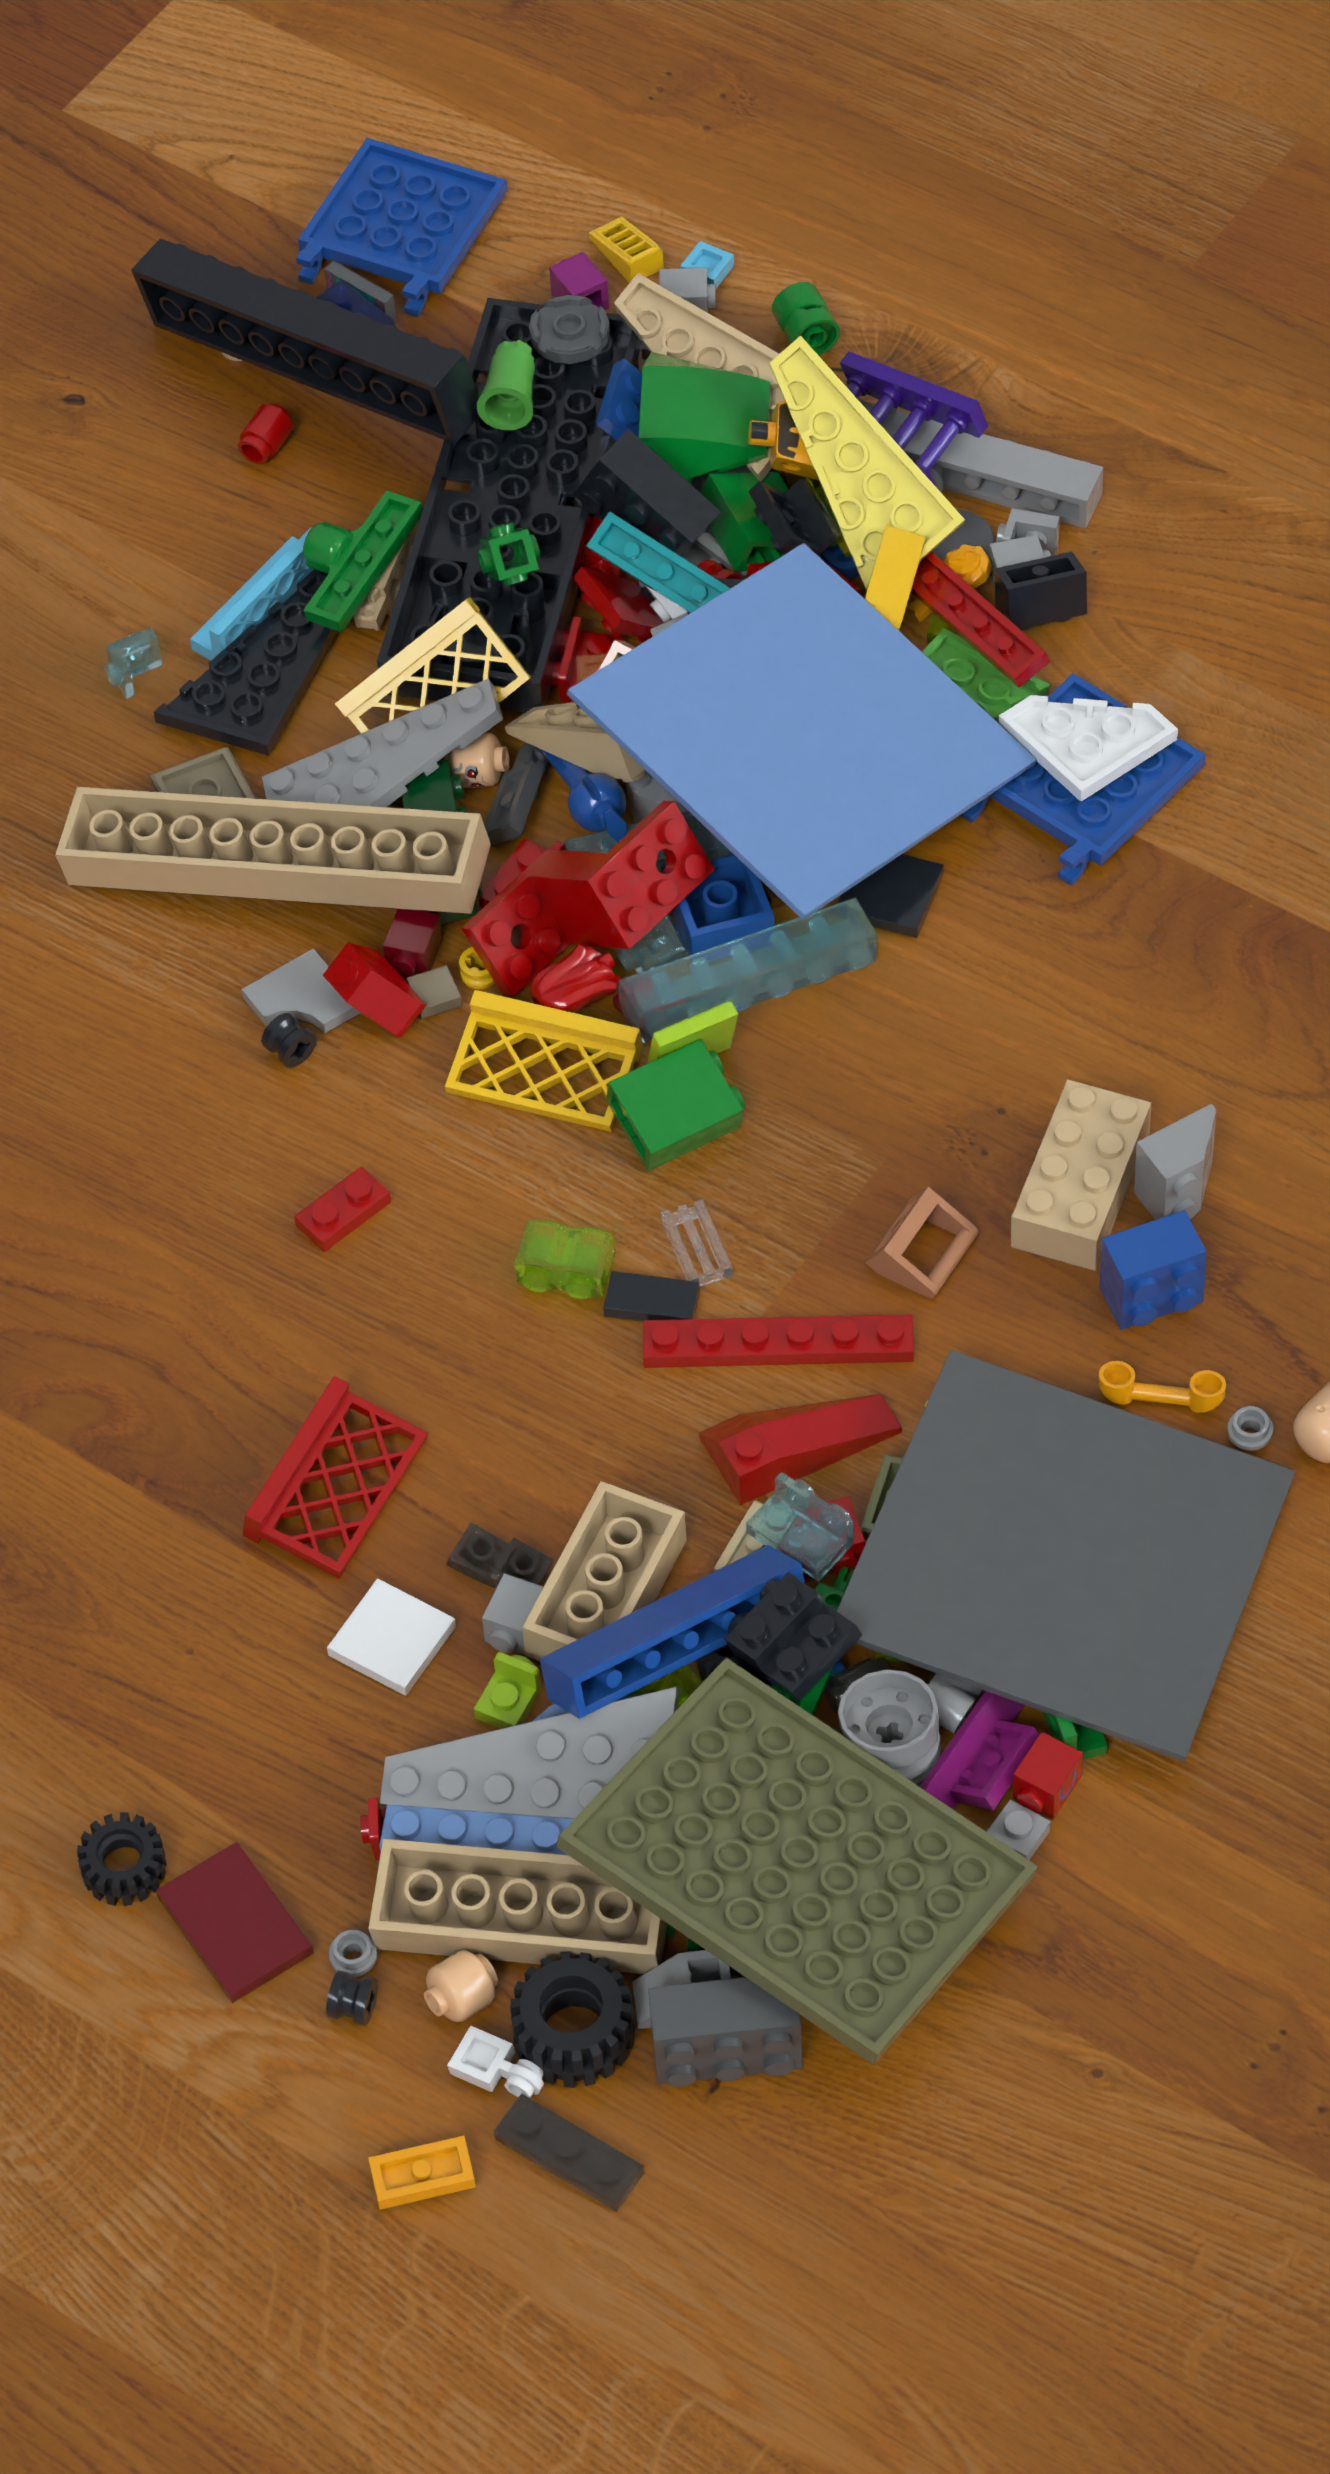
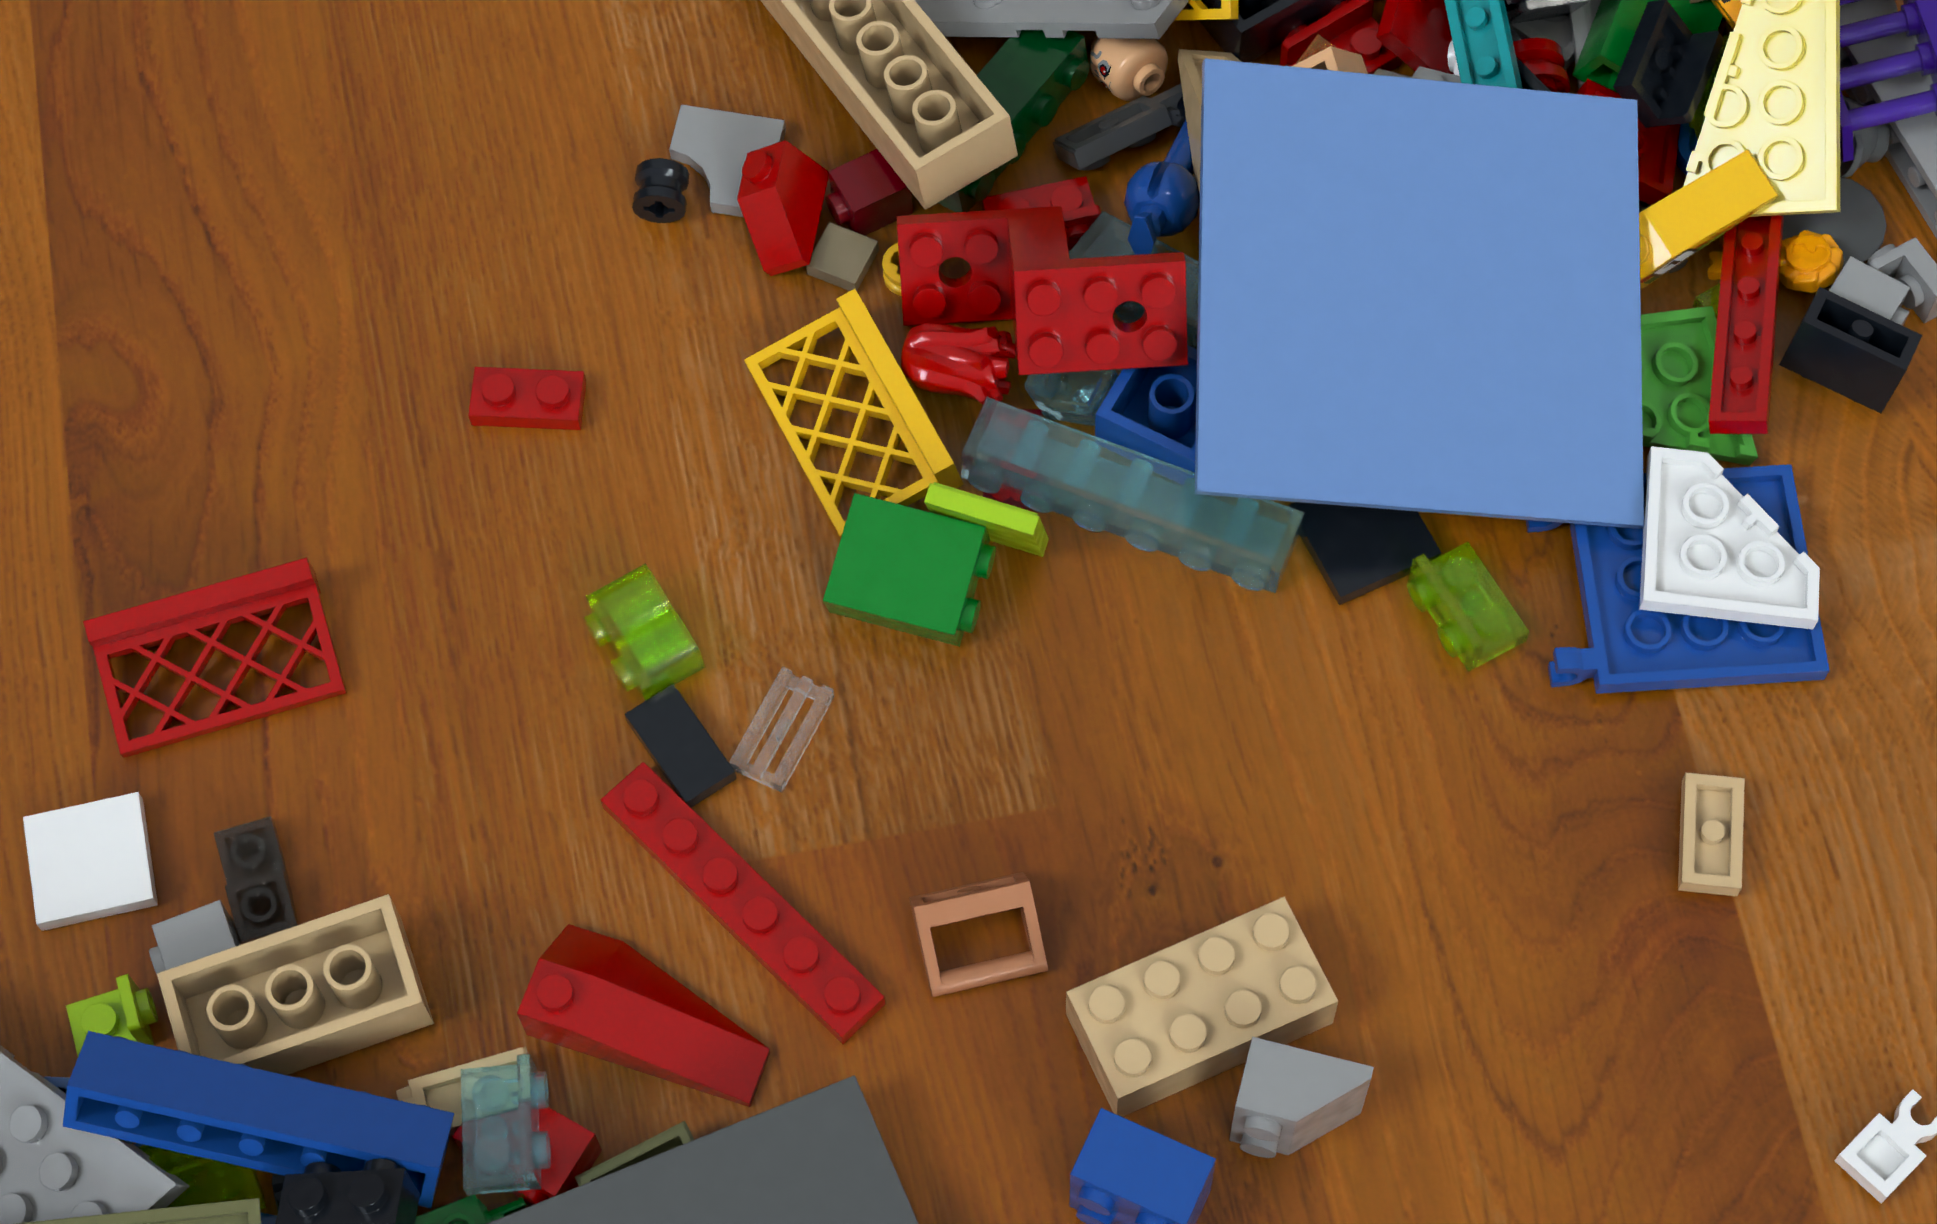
camera: 45 degrees right, 10 degrees up
(985, 881) = (1466, 605): none -> clear neon green bracket
(1235, 881) = (1711, 834): none -> tan plate

